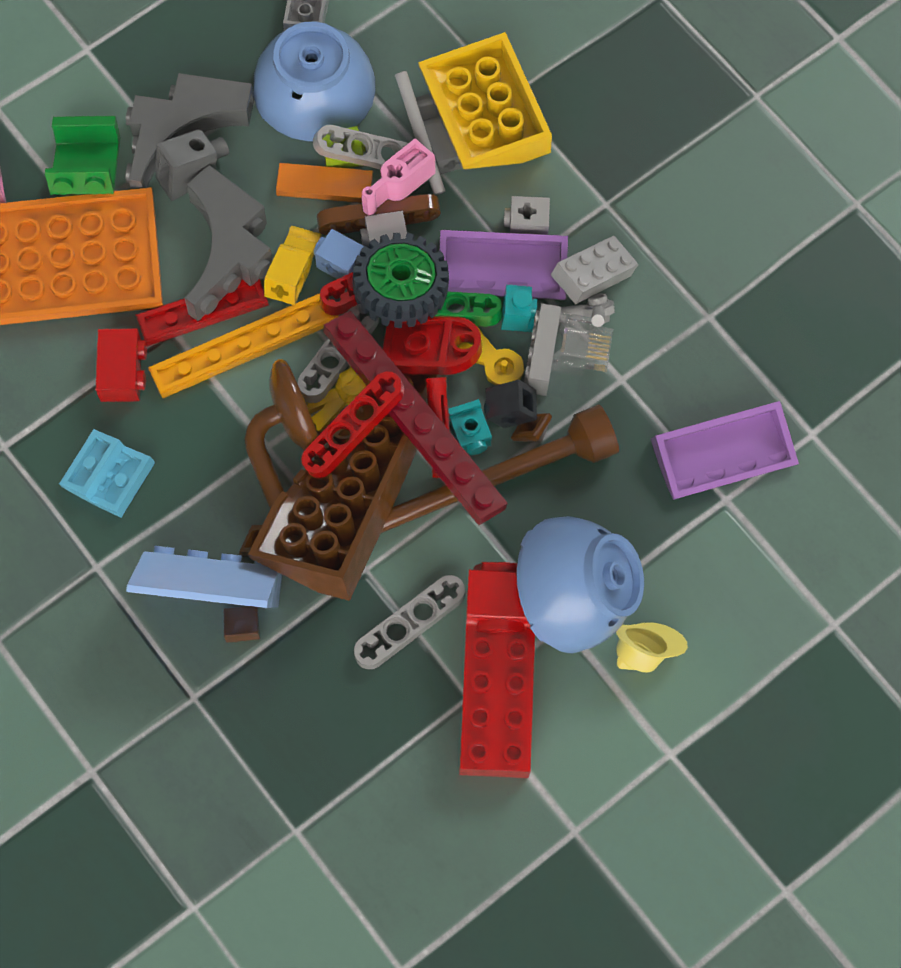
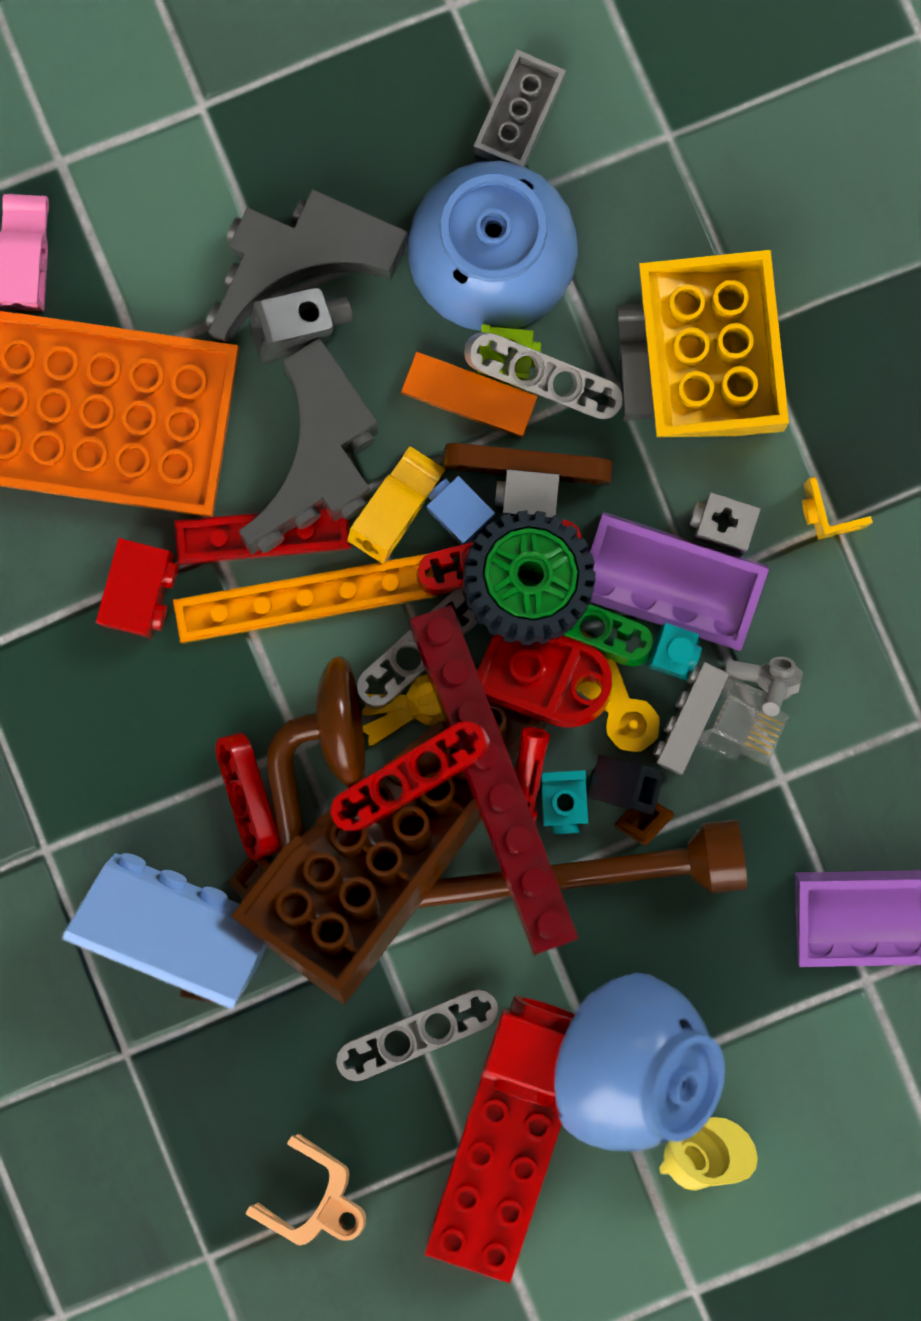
camera: 20 degrees right, 15 degrees up
(84, 155) = (159, 277): green panel -> none
(107, 473) = (87, 730): medium azure slope -> none
(228, 469) = (247, 796): none -> red beam
(379, 764) = (331, 1209): none -> light nougat piece
(400, 176) = (586, 418): bright pink piece -> none
(418, 125) = (613, 366): light grey bar -> none
(594, 269) = (790, 625): light grey piece -> none
(599, 205) = (815, 514): none -> yellow bracket

